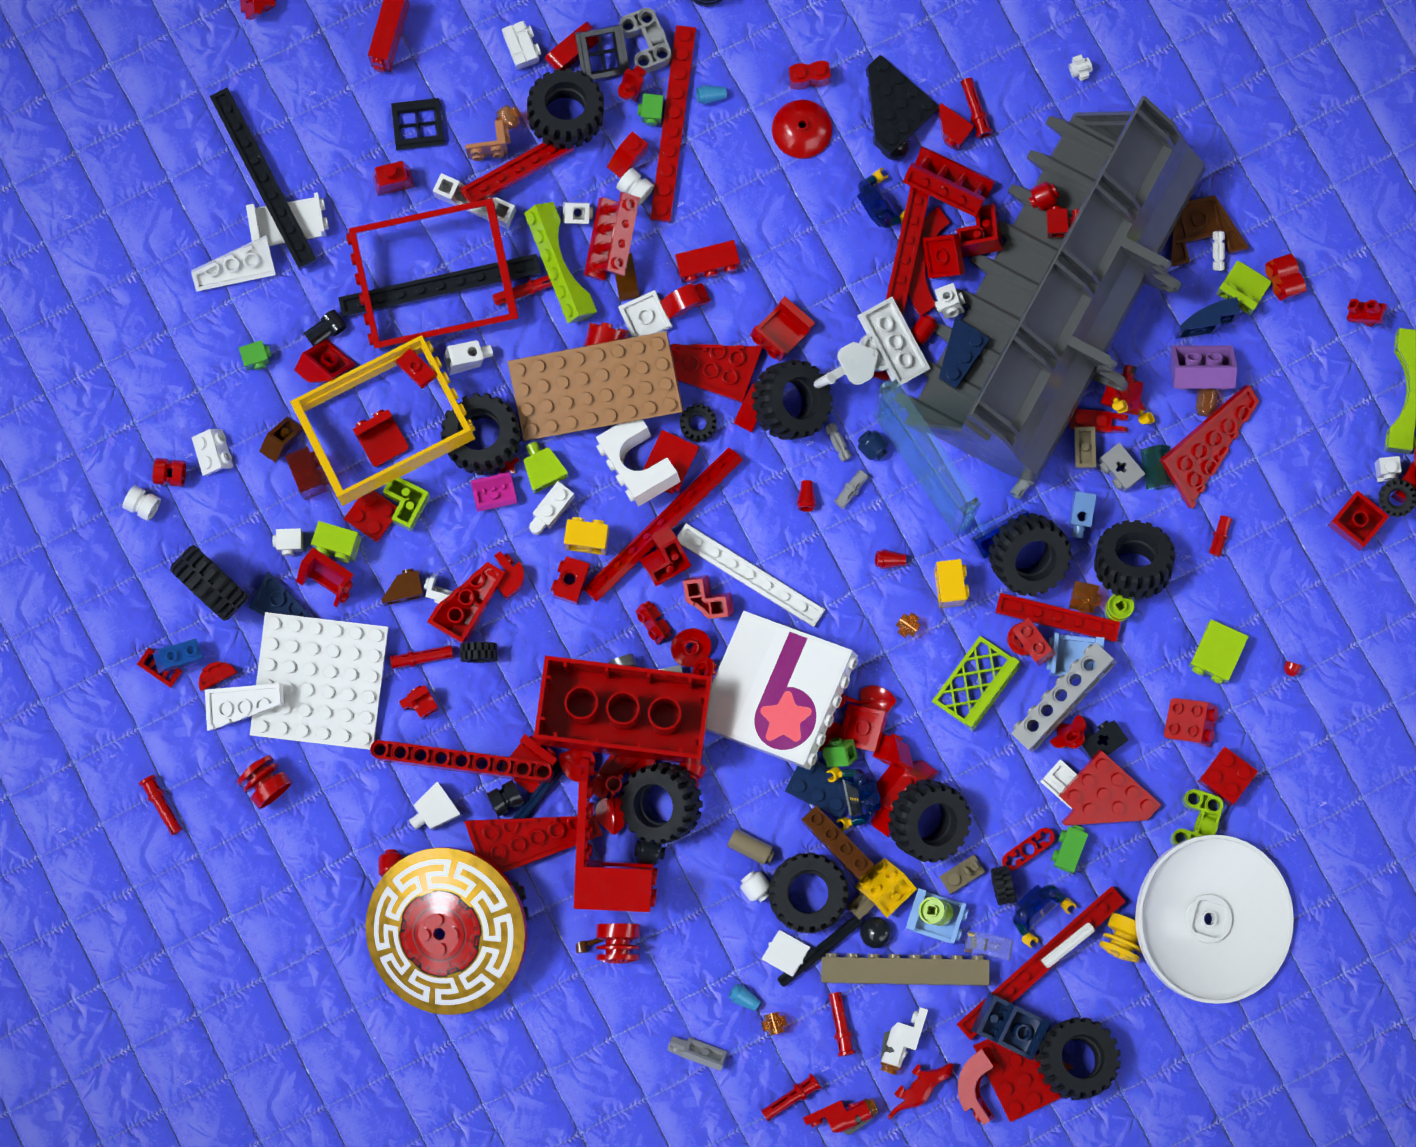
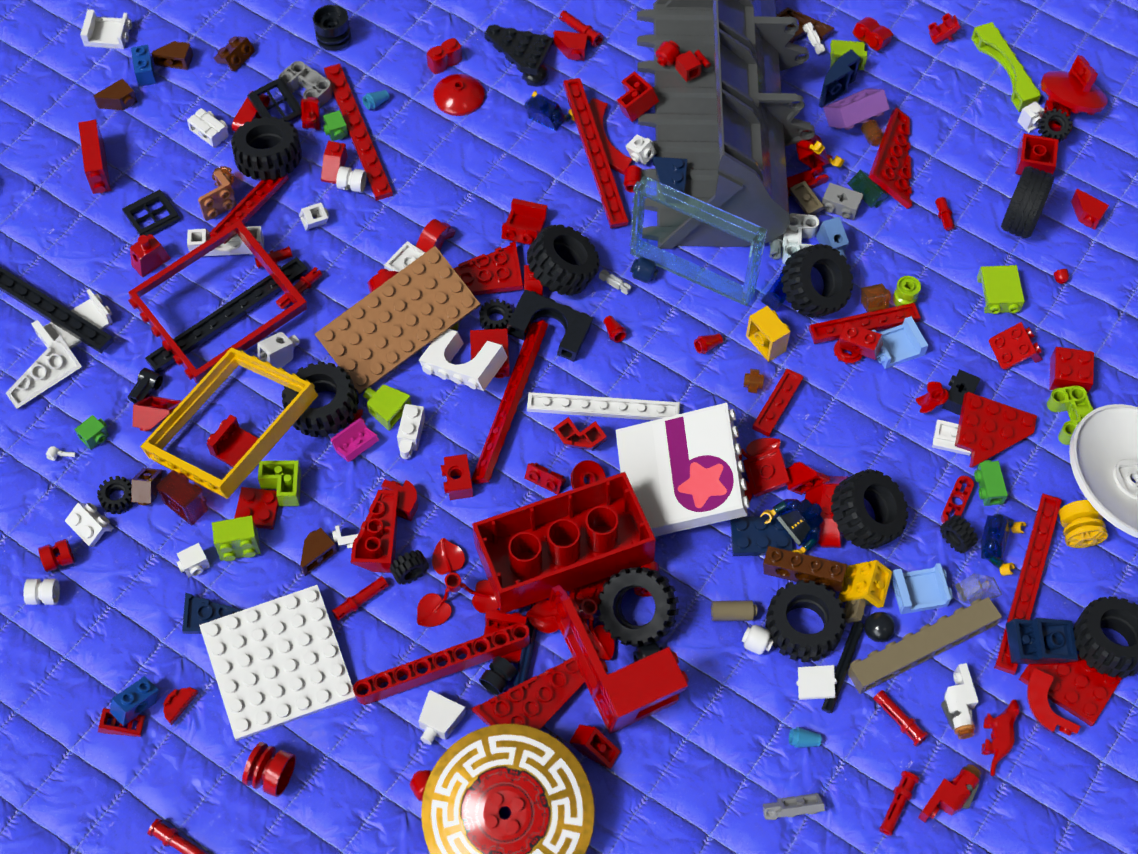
camera: 30 degrees left, 20 degrees down
(208, 582) = (134, 619): black tyre -> none
(209, 358) = (53, 452): none -> white hand
(237, 703) = (209, 715): white wing -> none
(240, 426) = (111, 486): none -> black tyre
(327, 574) = (240, 568): red panel -> none
(416, 368) = (239, 372): red plate -> none
(420, 701) = (378, 634): red brick -> none
(482, 700) = (432, 608): none -> red plant
(515, 240) = (277, 256): none -> red pin
(556, 907) = (595, 745): none -> red slope
(573, 299) = (343, 272): lime arch -> none
(581, 947) = (637, 769): reddish brown hand -> none
(586, 536) = (453, 435): yellow brick -> none
(611, 236) = (342, 218): fence -> none
(617, 942) = (667, 744): red wheel -> none
(627, 284) = (377, 241): reddish brown slope -> none
(667, 559) = (530, 421): red brick -> none
(707, 261) = (438, 203): red brick -> none
(737, 433) = (533, 306): none -> black arch
(774, 1023) = (844, 745): clear orange gear -> none
(840, 752) = (761, 498): bright green brick -> none
(851, 489) = (646, 308): light grey pin -> none
(884, 347) = (609, 196): white plate -> none
(919, 659) = (777, 402): none -> red plate
(935, 911) = (920, 580): lime wheel -> none
(943, 255) = (618, 120): red plate -> none
(948, 181) = (592, 73): red fence -> none
(961, 874) = (918, 546): dark tan plate -> none
(992, 691) = (849, 404): lime fence -> none
(1043, 486) = (800, 227): none -> white beam
(1068, 945) = (1042, 554): white axle -> none
(1075, 695) = (915, 326): light grey brick -> none
(1132, 580) = (897, 249): black tyre -> none
(1300, 576) = (1027, 202): none -> black tyre
(1372, 609) = (1088, 209): none -> red slope

